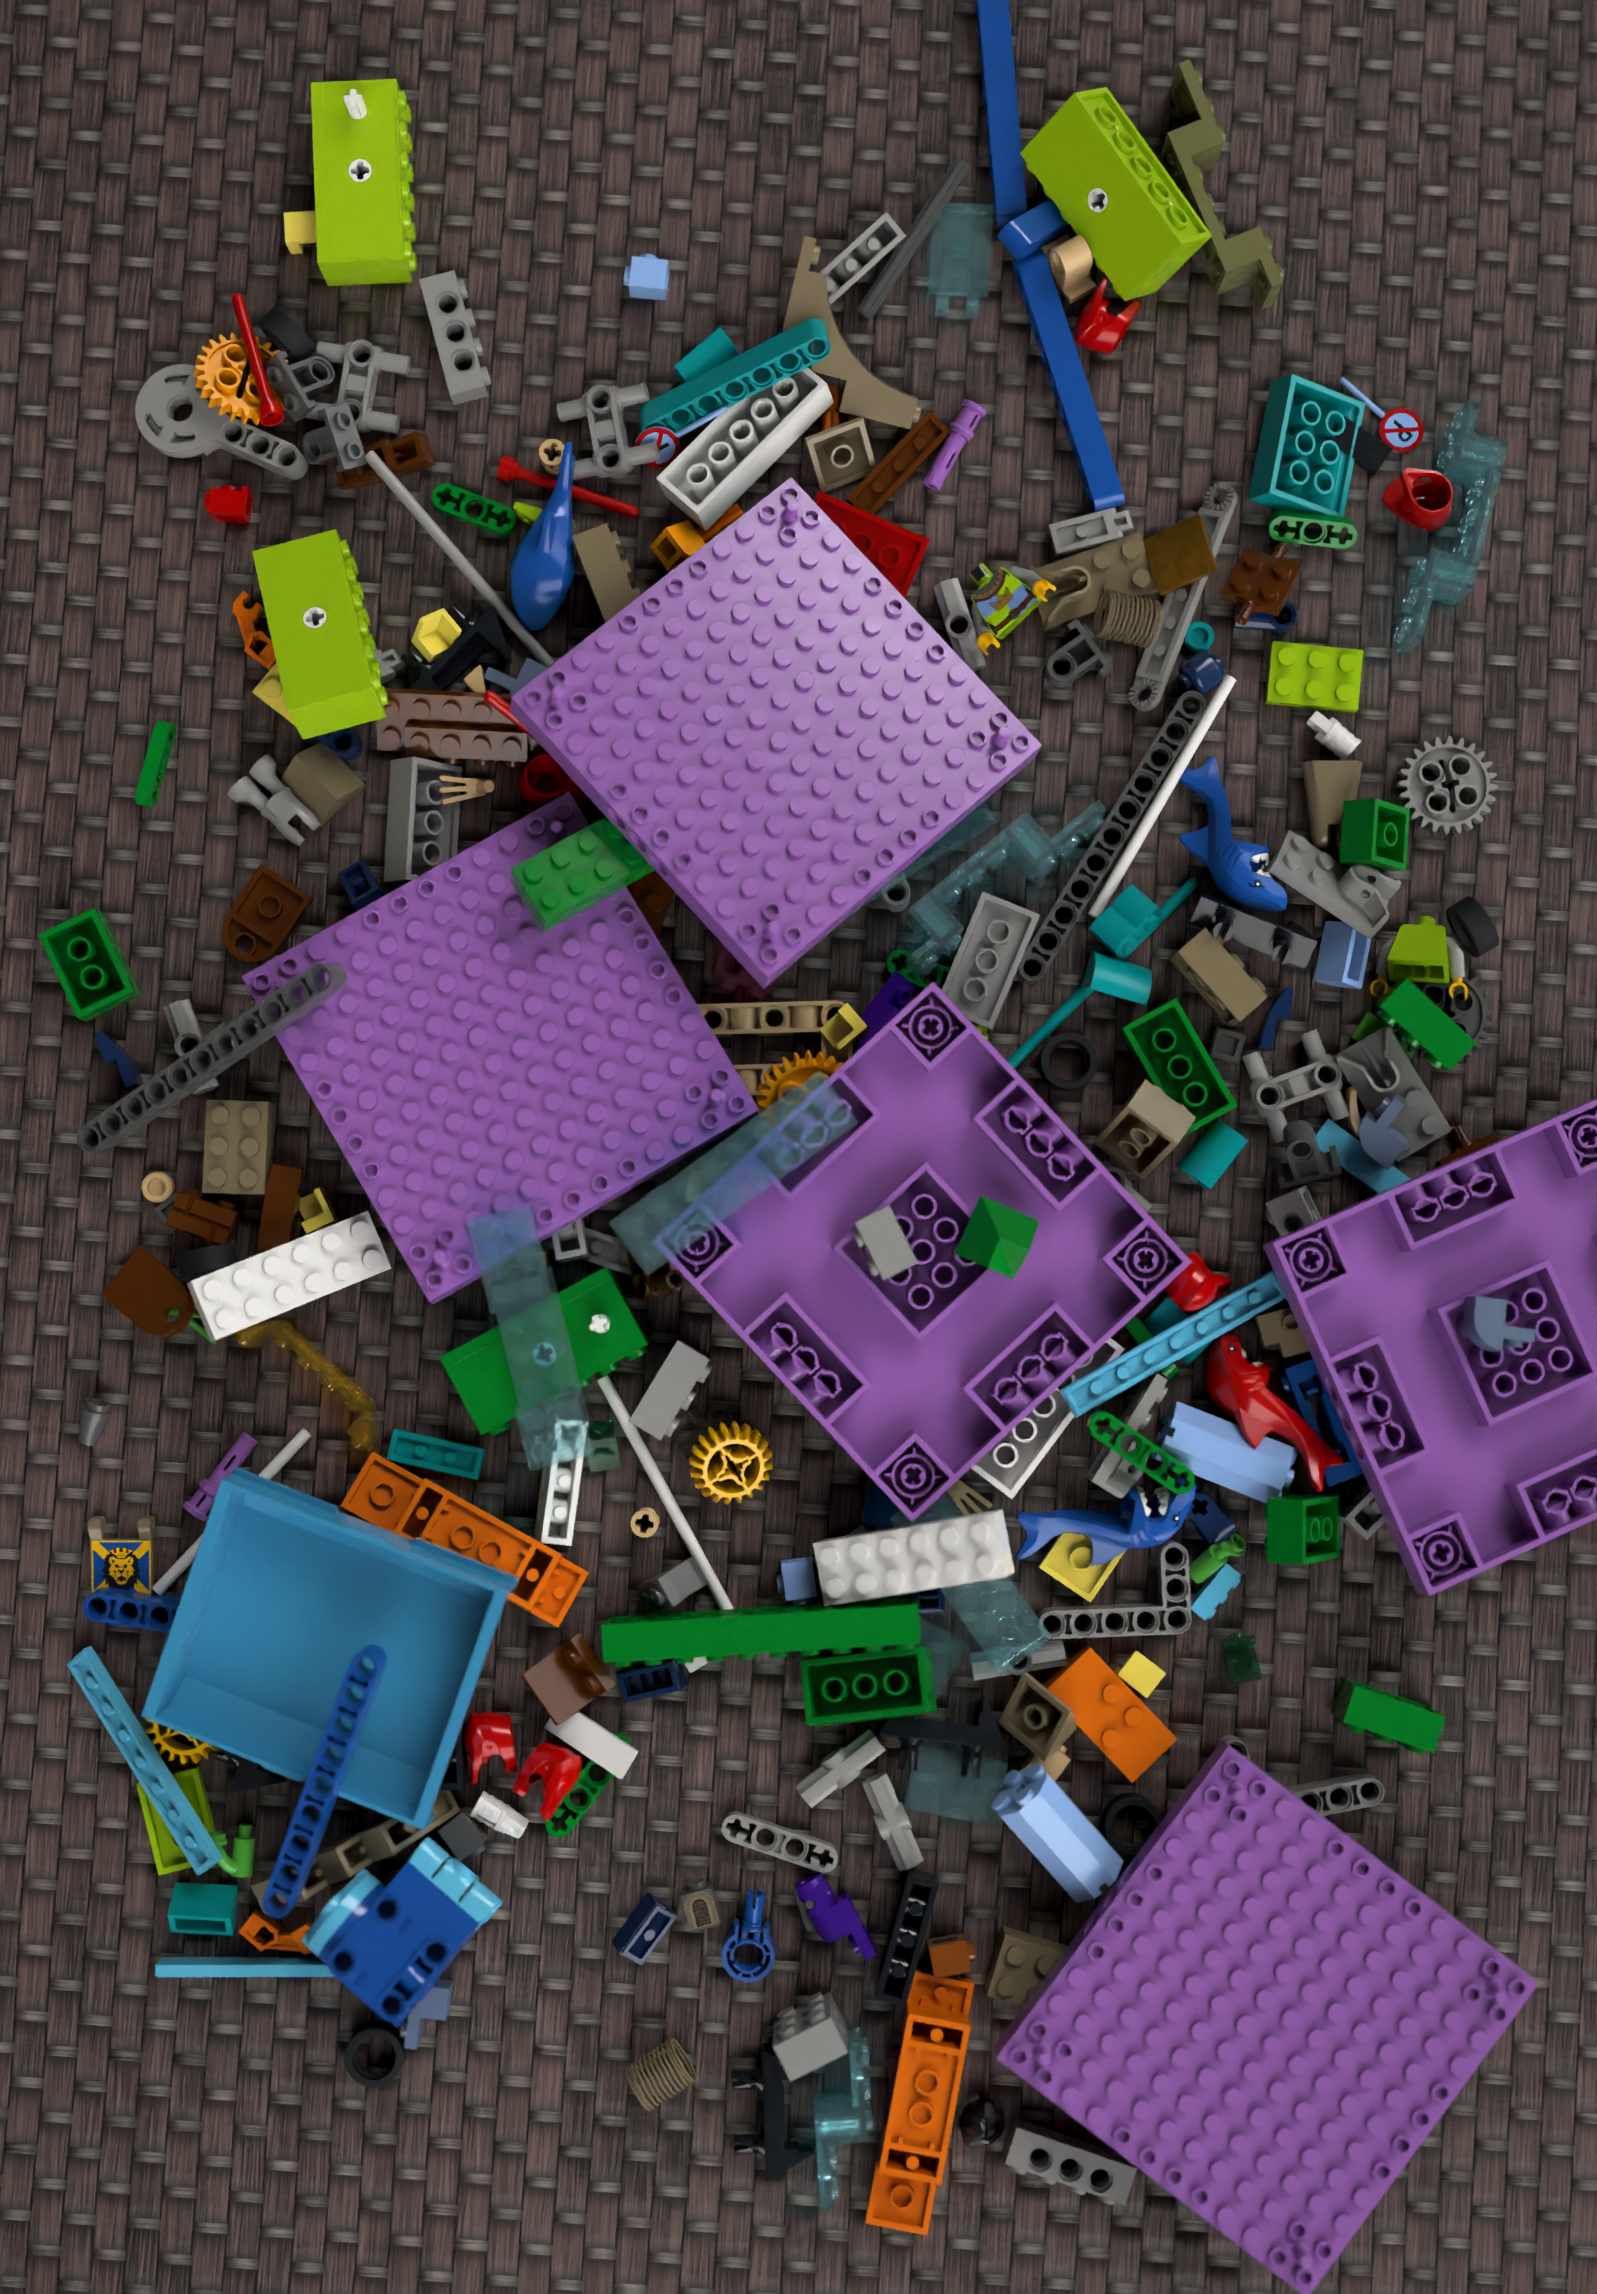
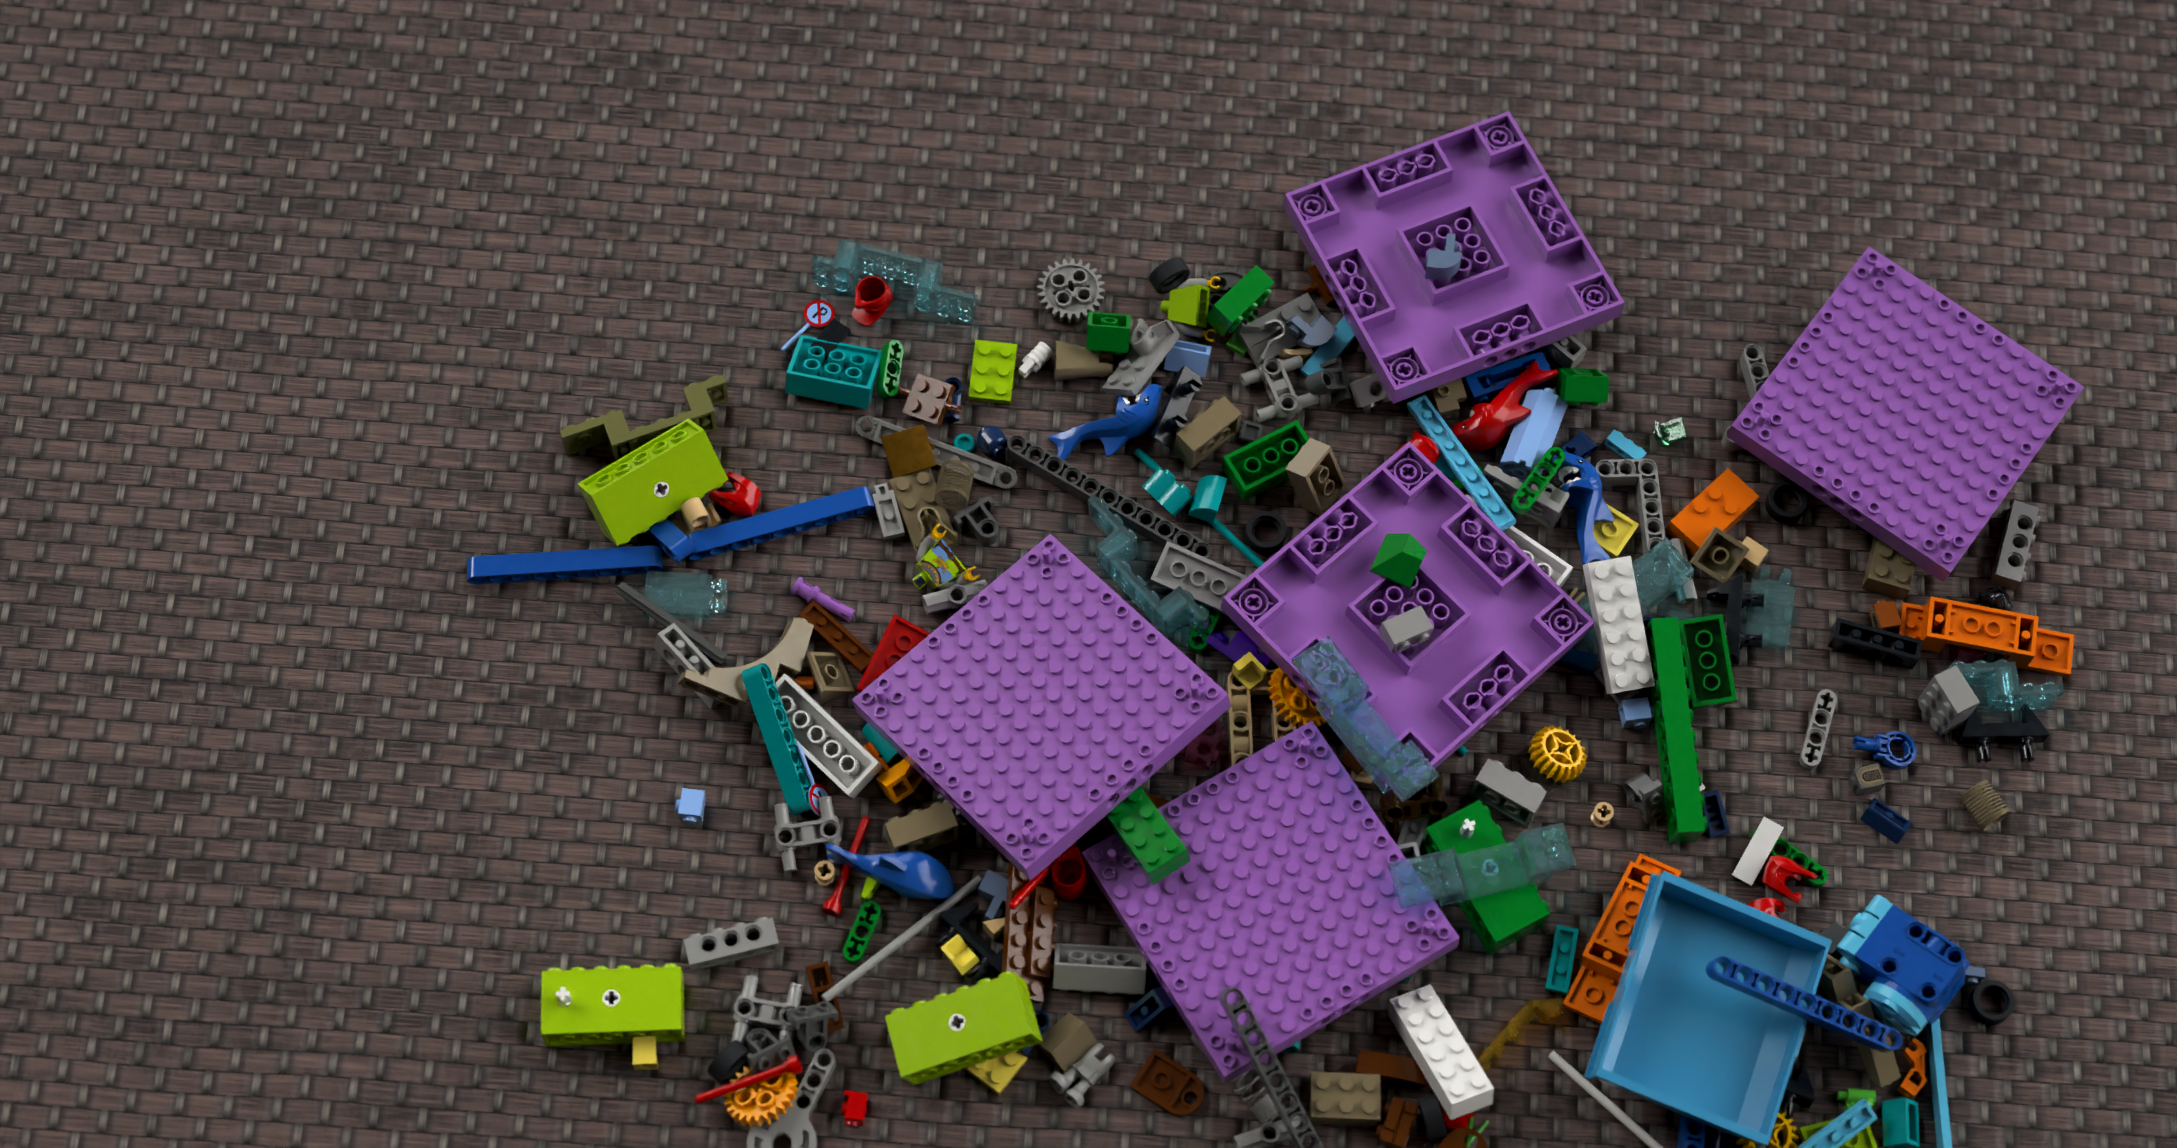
camera: 95 degrees left, 20 degrees down
(210, 1486) = (1595, 1119): medium lavender pin -> none
(247, 619) = (945, 1097): orange piece -> none
(317, 1211) = (1389, 1042): light yellow panel -> none
(472, 787) = (1072, 932): tan piece -> none
(499, 1815) = (1816, 915): white hinge -> none
(558, 1502) = (1591, 873): white brick -> none
(568, 1679) = (1714, 864): reddish brown bracket -> none
(664, 1492) = (1588, 799): white piece -> none
(706, 356) = (757, 766): teal brick -> none
(831, 1915) = (1864, 693): dark purple plate -> none
(840, 1767) = (1763, 687): light grey piece -> none
(892, 1821) = (1797, 654): light grey piece -> none
(1057, 1832) = (1796, 541): light blue brick -> none
(1140, 1673) = (1685, 491): light yellow panel -> none
(1162, 796) = (1013, 431): white piece -> none
(1212, 1154) = (1328, 434): teal brick -> none
(1215, 1557) = (1604, 444): bright green plant -> none
(1278, 1011) = (1244, 405): dark blue slope -> none
(1387, 1716) = (1702, 341): green brick -> none

